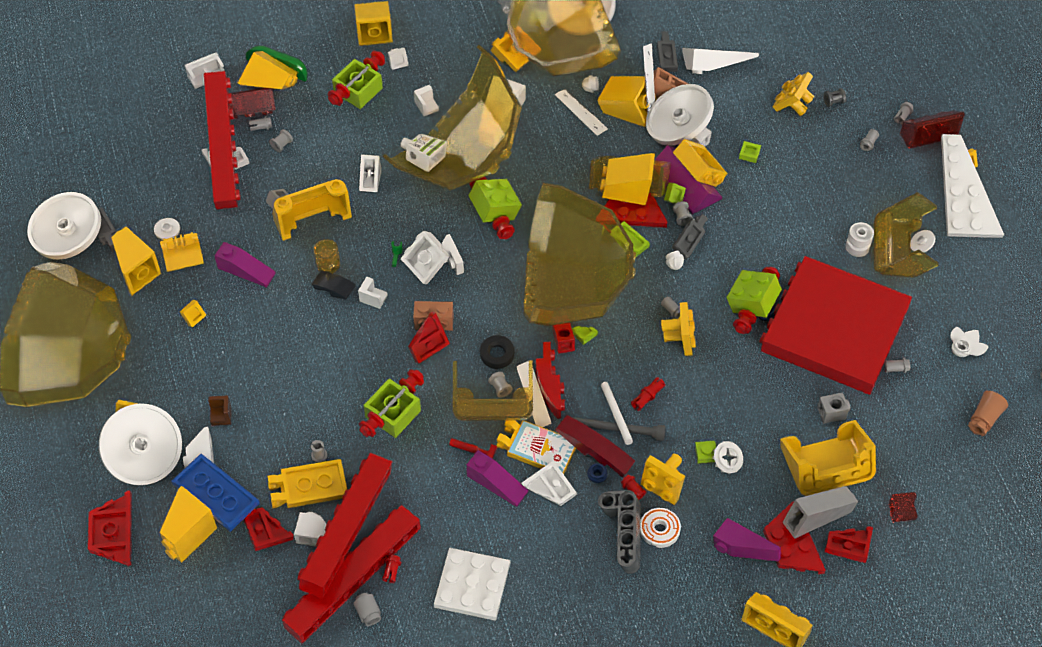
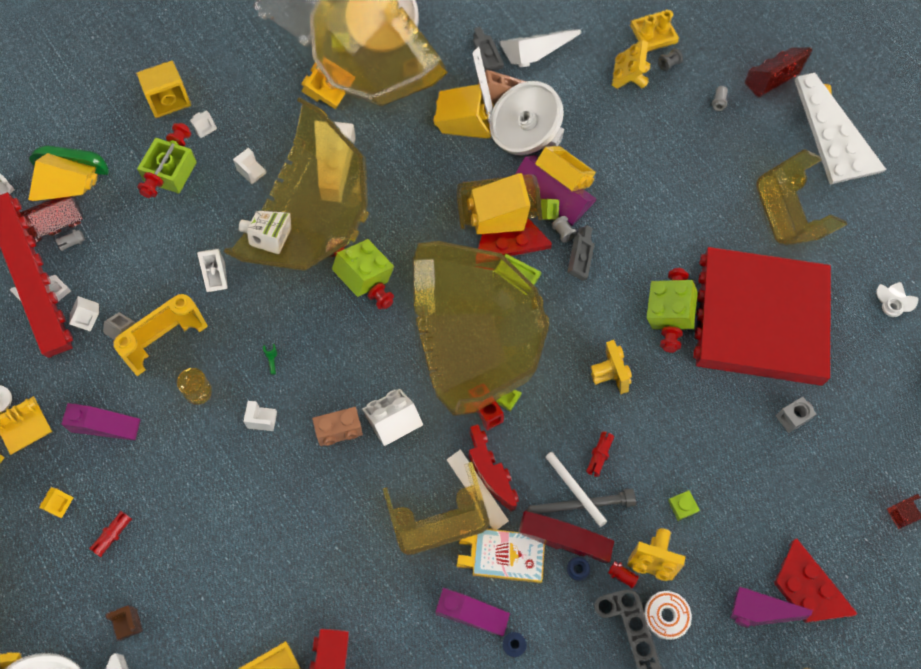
camera: 20 degrees left, 10 degrees up
(227, 347) = (110, 534): none -> red pin
(255, 182) = (84, 313): none -> white panel
(281, 140) = (100, 254): light grey bush -> none
(318, 454) = (262, 646): light grey pin -> none
(334, 284) = (212, 417): black slope -> none
(393, 406) = (326, 559): lime brick -> none
(425, 256) = (307, 357): white plate -> none
(428, 339) = (341, 458): red wing -> none
(455, 260) = (330, 342): white slope -> none
(473, 448) = (433, 579): red piece -> none
(481, 320) = (392, 416): none -> white slope
(497, 341) = (421, 436): black tyre -> none
(501, 386) = (438, 490): light grey bush -> none
(523, 518) = (514, 652): none -> dark blue plate
(551, 484) = (534, 600): white wing -> none
(581, 111) = (418, 137): white sticker -> none
(590, 84) = (419, 104): white plate -> none
(671, 307) = (591, 342): light grey pin -> none
(674, 260) = (575, 286): white plate -> none
(732, 451) = (717, 512): white gear -> none
(750, 152) = (608, 141): lime plate -> none
(818, 510) = (832, 548): light grey slope -> none
(829, 69) = (655, 30): none -> yellow plate
(831, 462) = (816, 476): yellow windscreen -> none
(850, 543) = (871, 572): red wing -> none
(859, 239) = (753, 212): white wheel -> none
(897, 365) = (843, 344): light grey pin -> none
(905, 109) = (743, 56): light grey pin -> none
(923, 241) = (813, 198): white piece -> none

